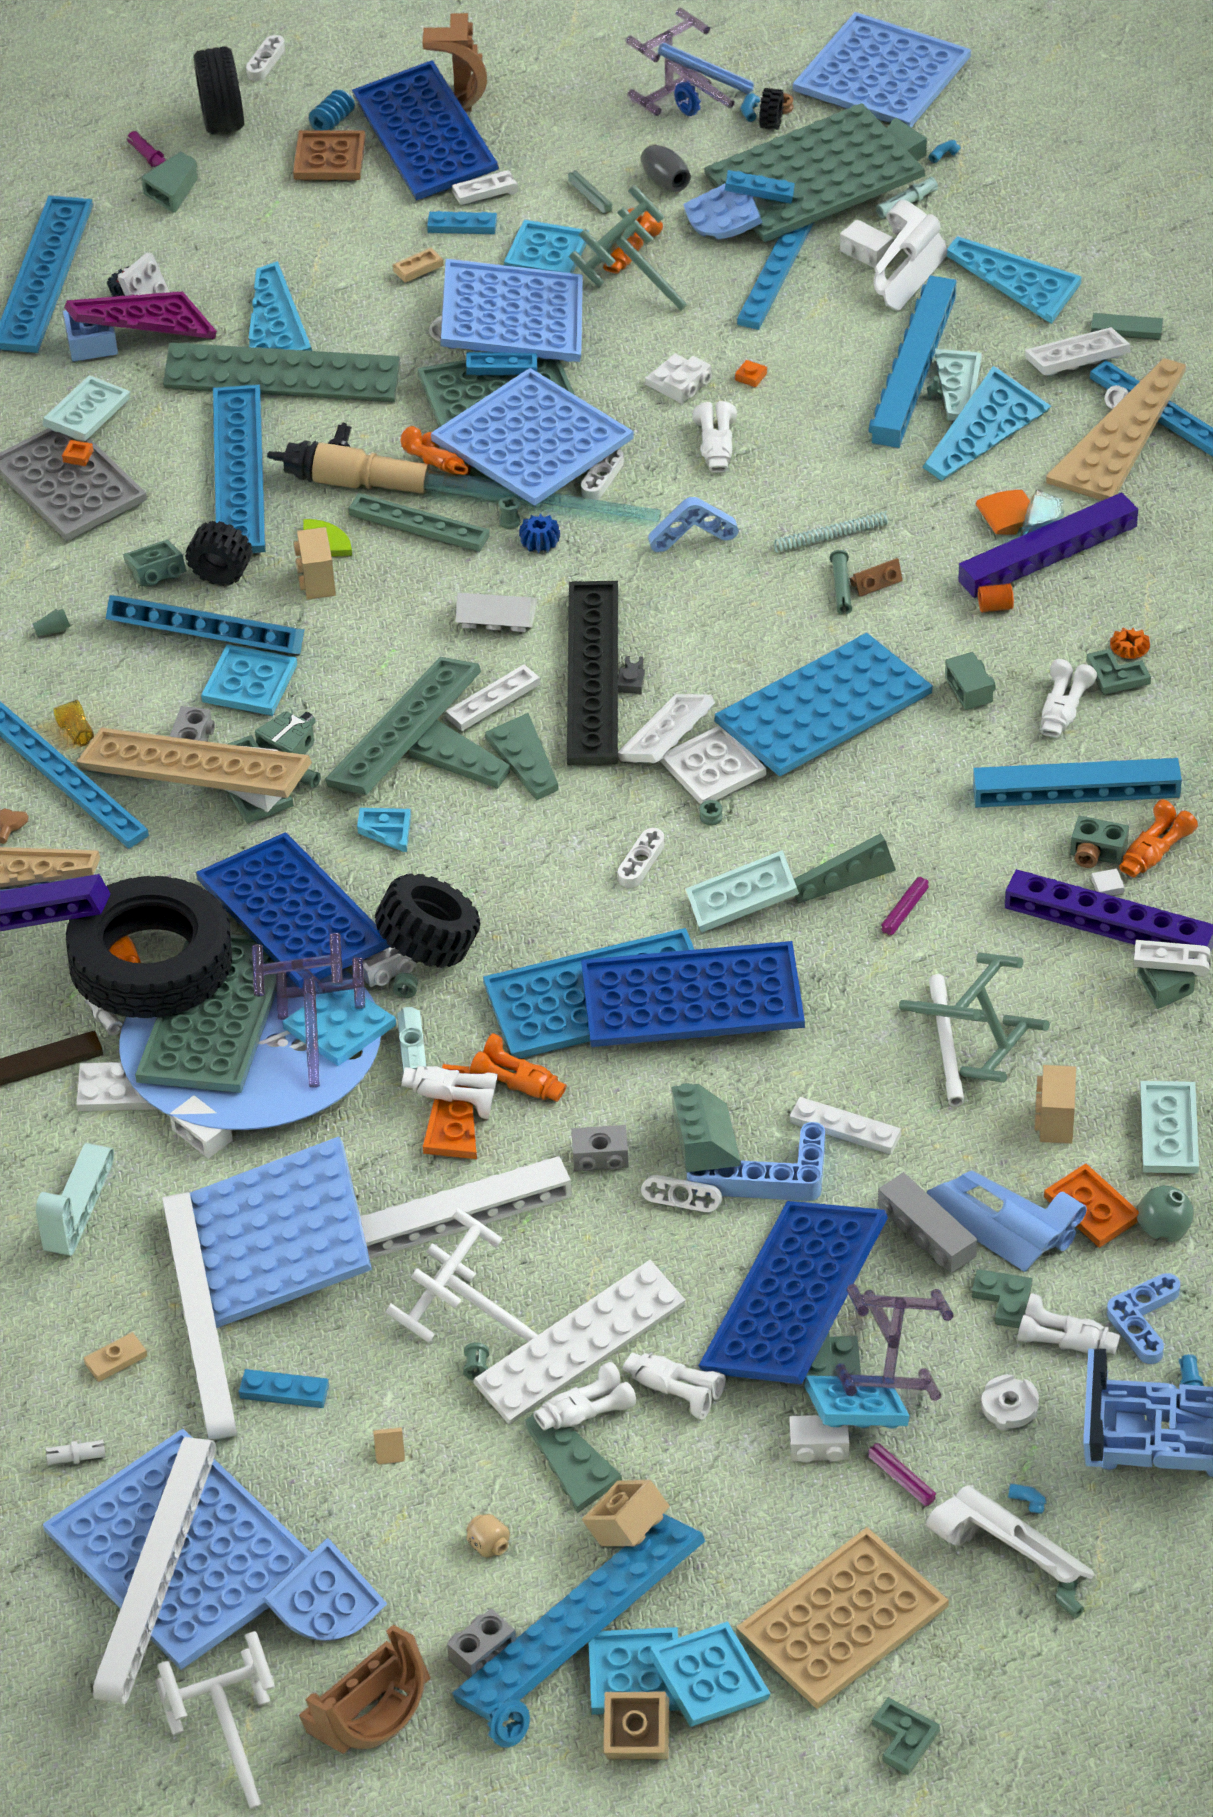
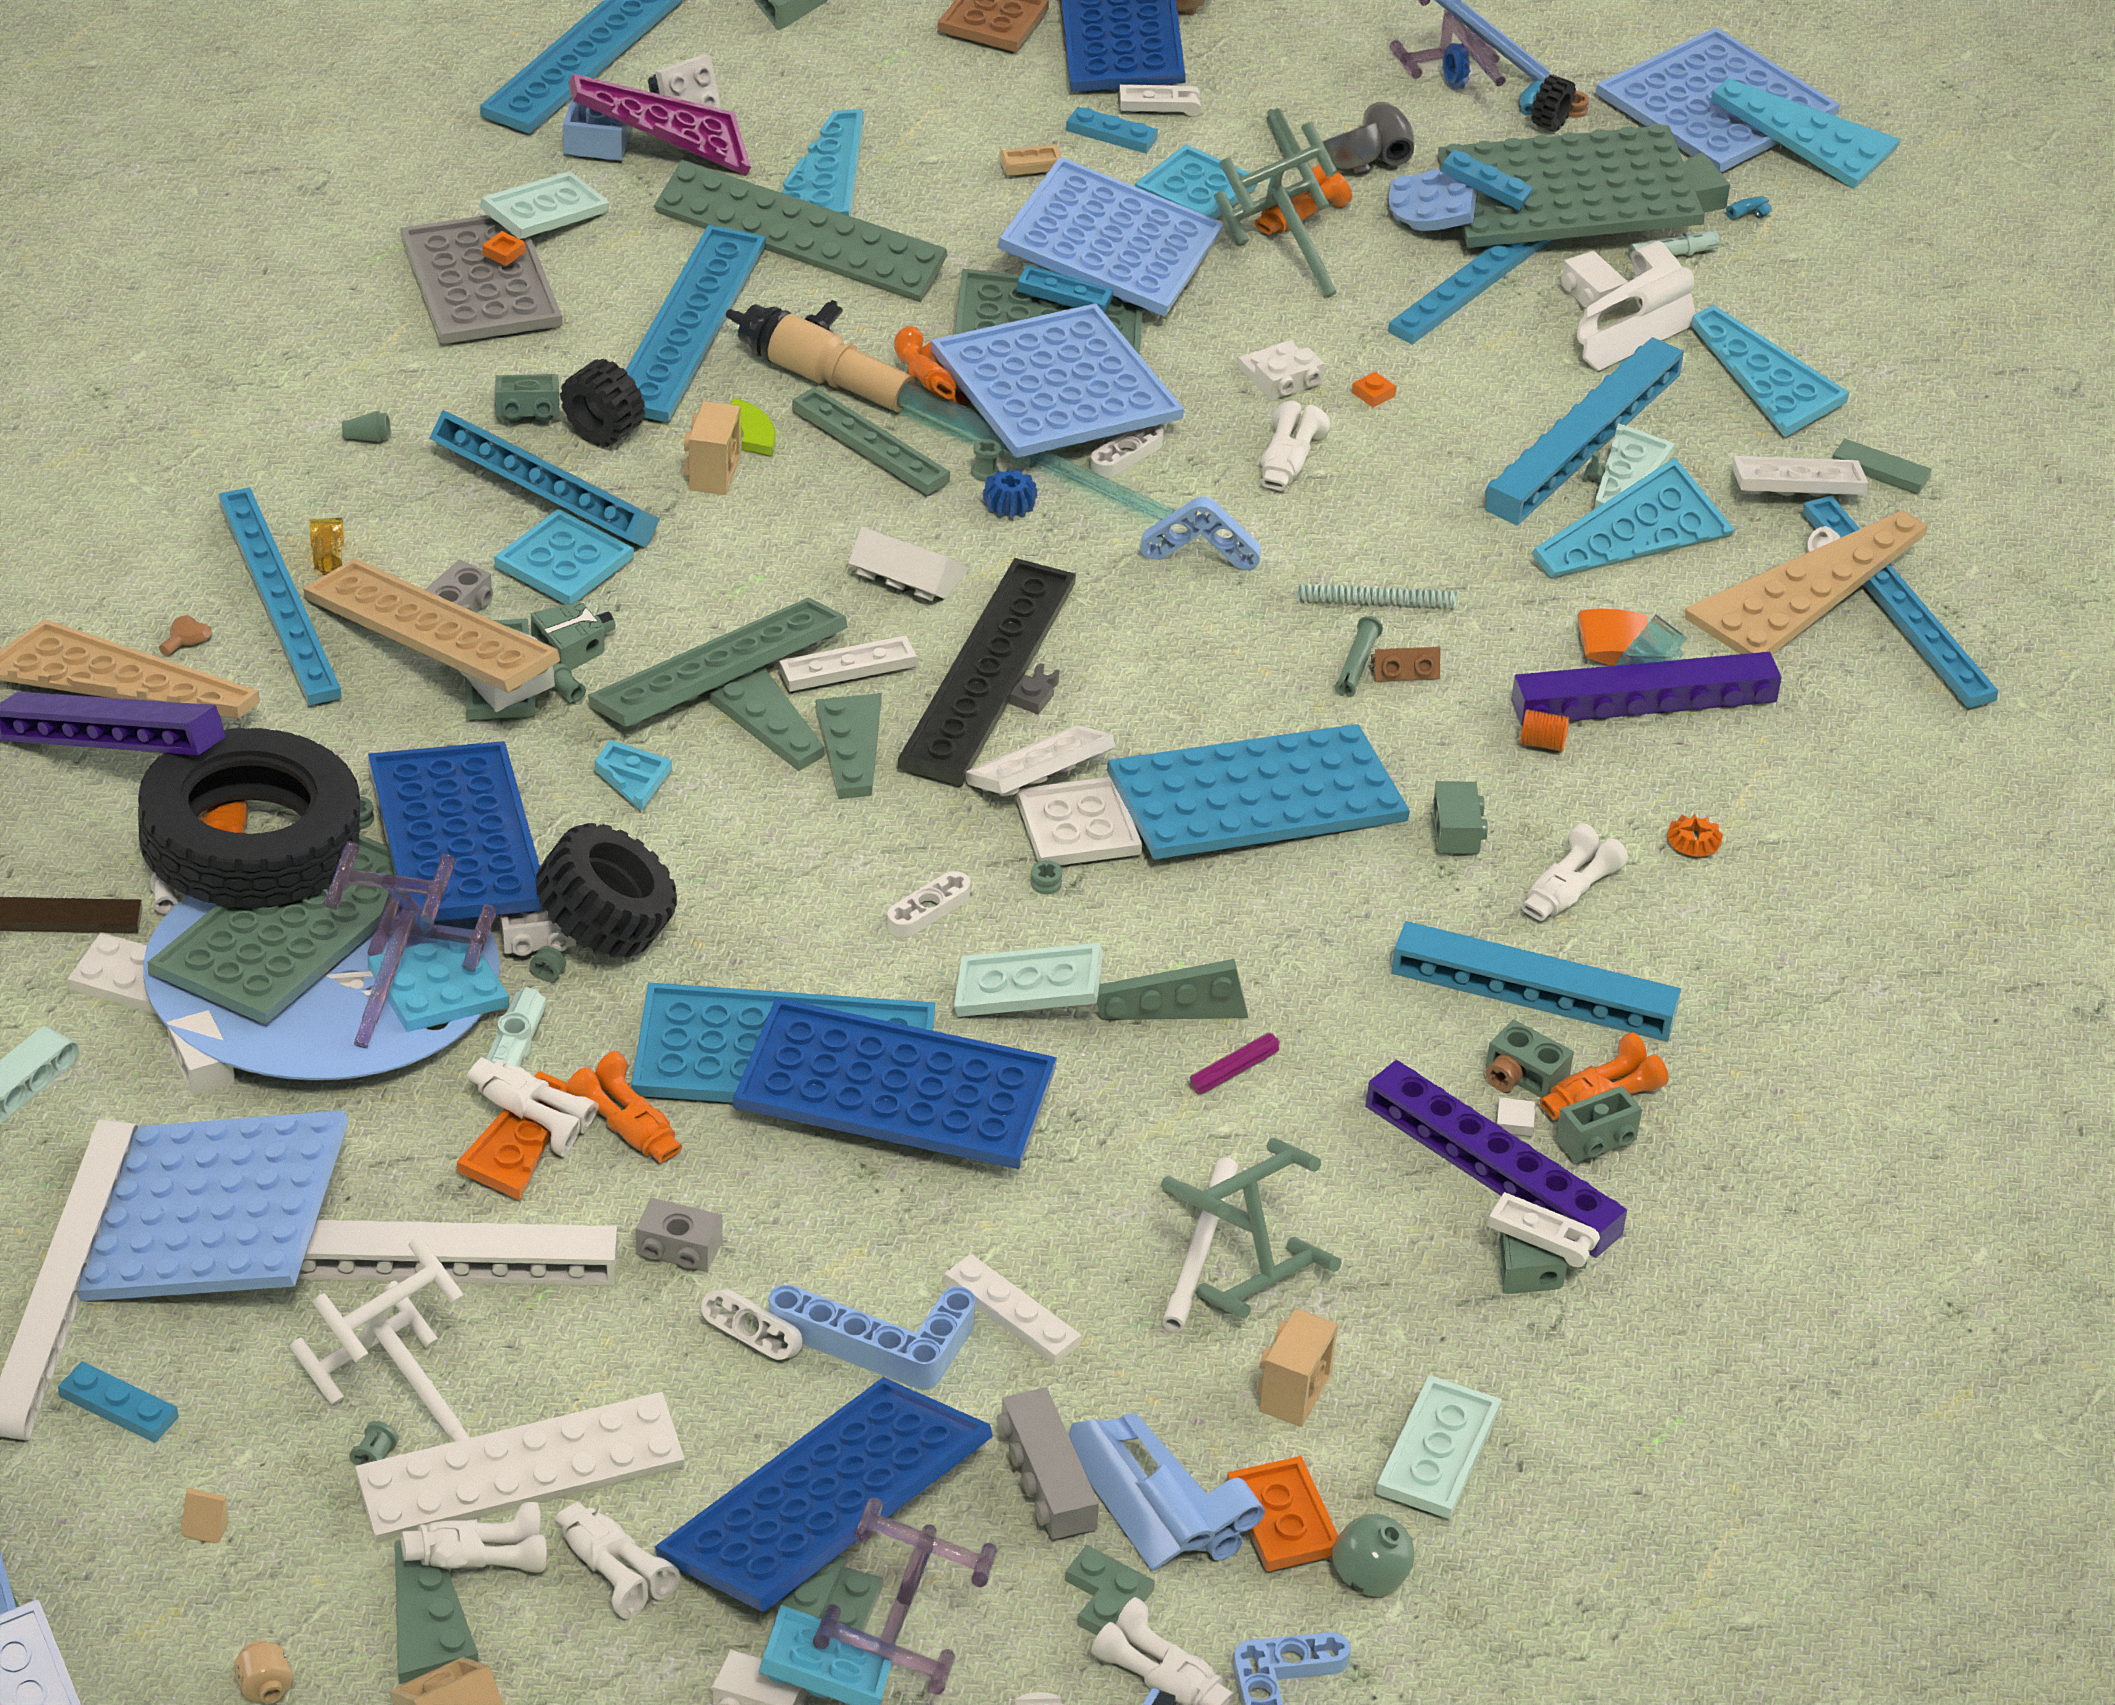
camera: 15 degrees right, 5 degrees down
(650, 182) = (1355, 148): none -> flat silver cylinder
(703, 1129) = (818, 1251): sand green slope -> none
(975, 81) = (1827, 141): none -> medium azure wing
(1117, 677) = (1652, 870): sand green plate -> none
(1168, 871) = (1598, 1124): none -> sand green brick

